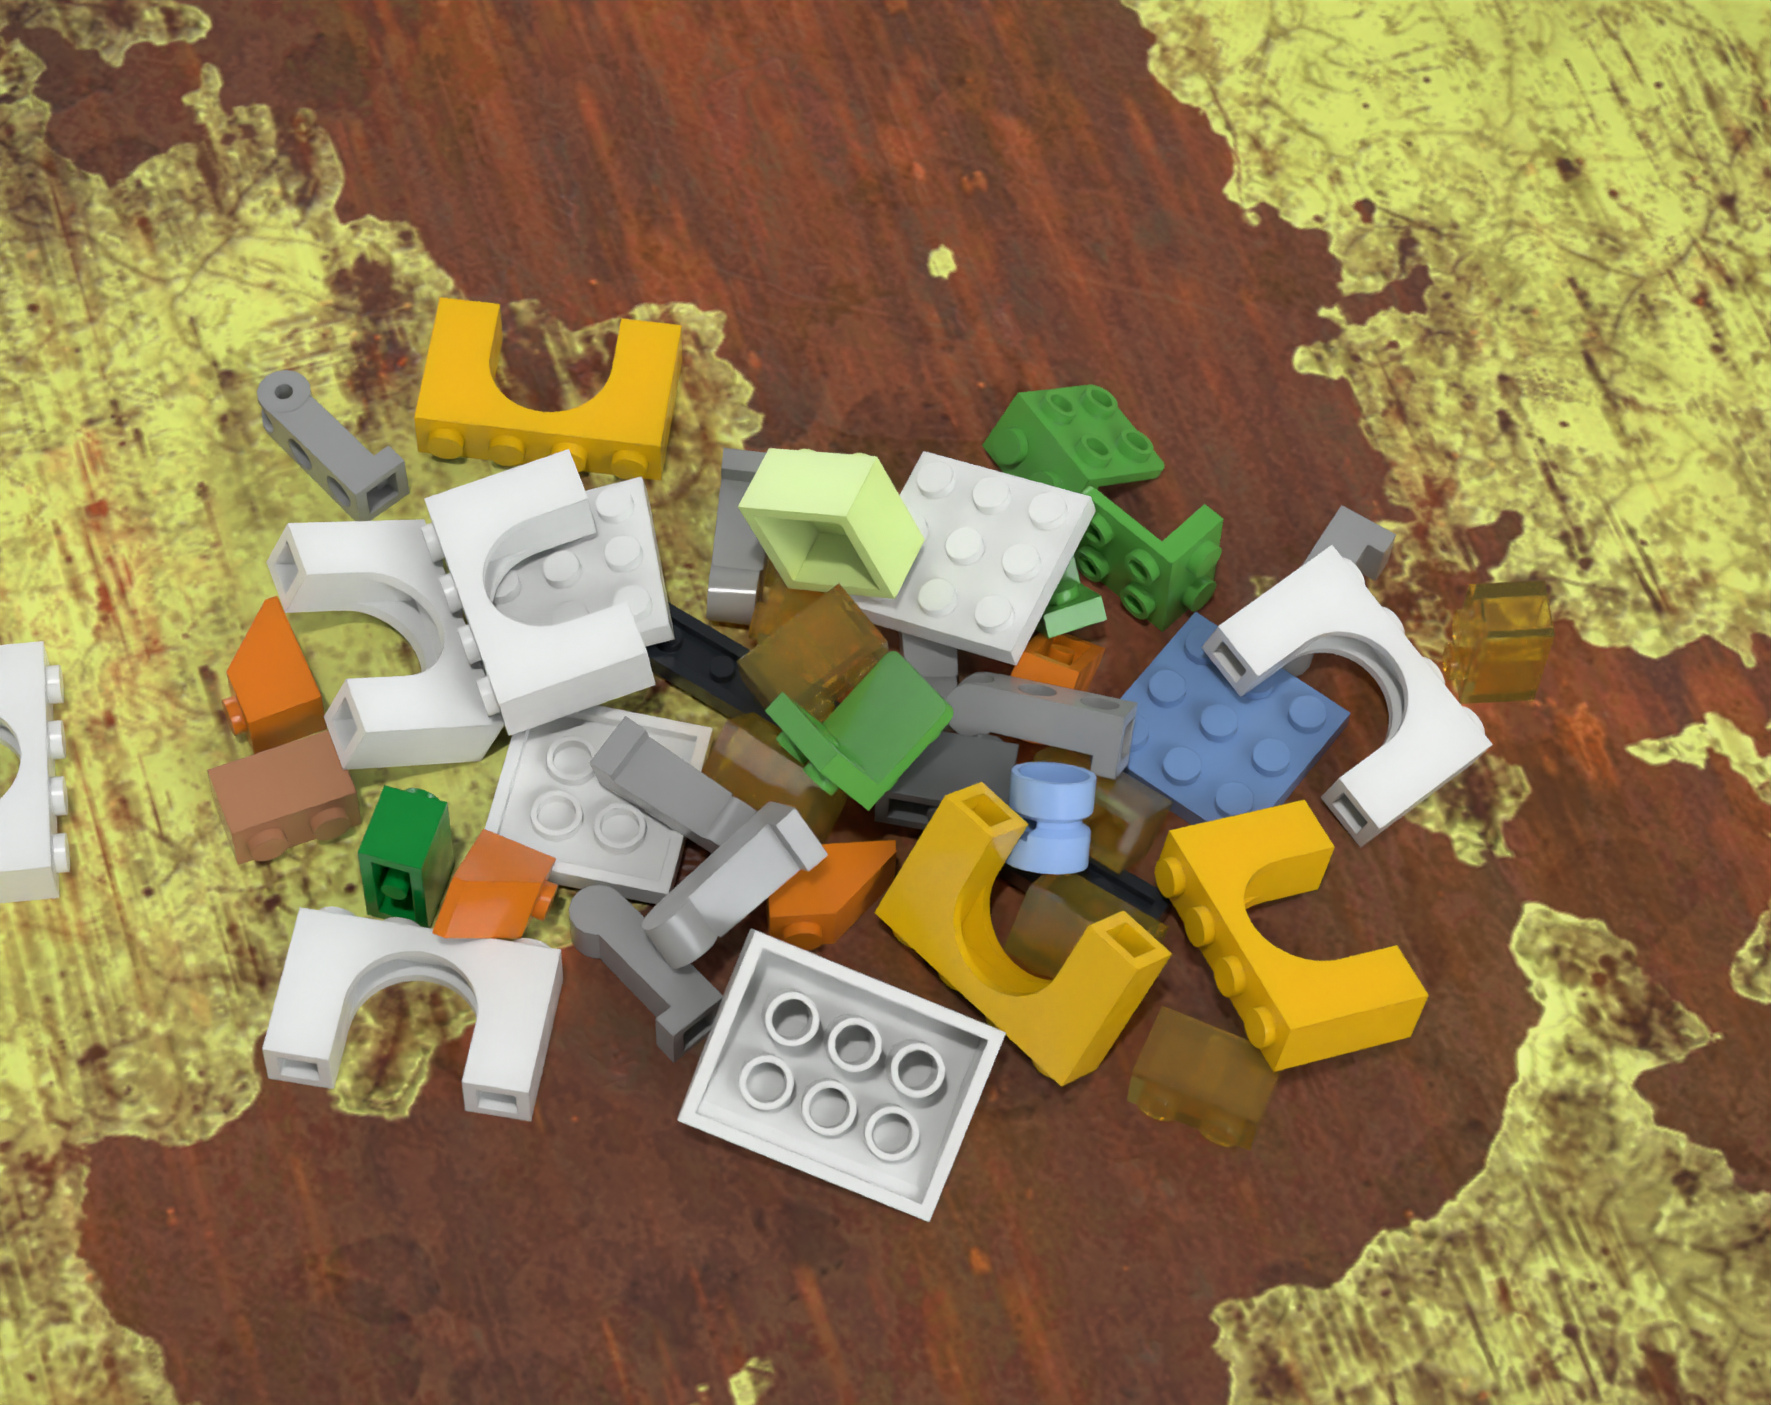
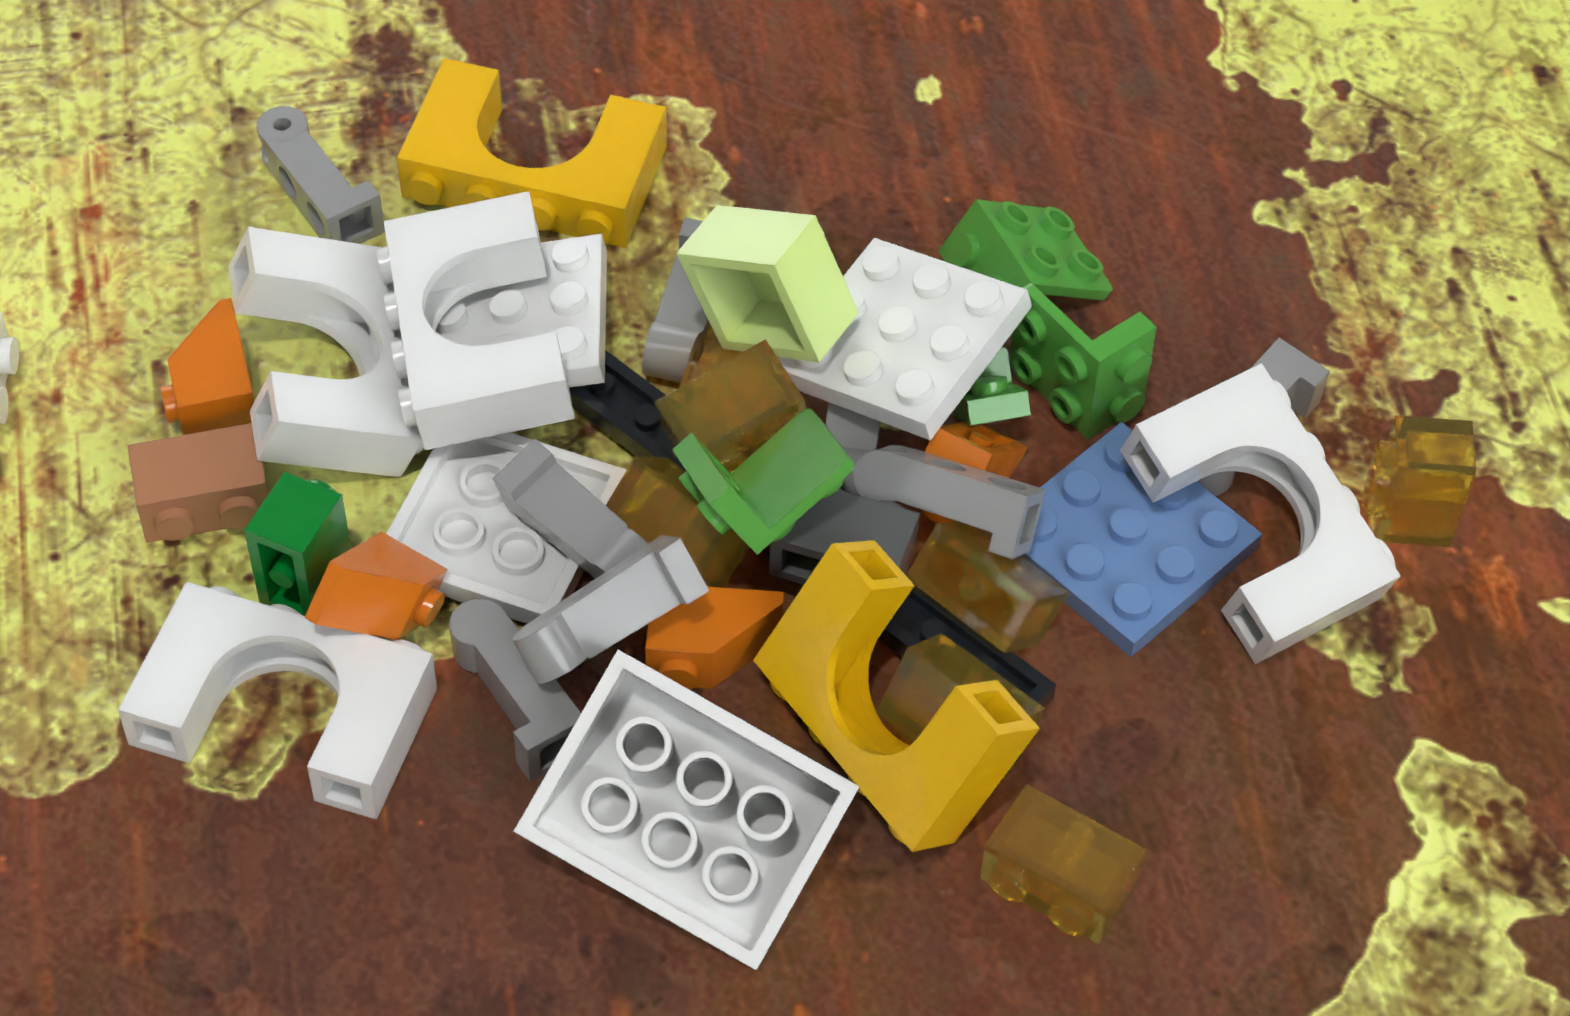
camera: 10 degrees right, 5 degrees down
(1053, 803) = (944, 575): light blue wheel -> none
(1288, 1003) = (1153, 796): yellow arch -> none

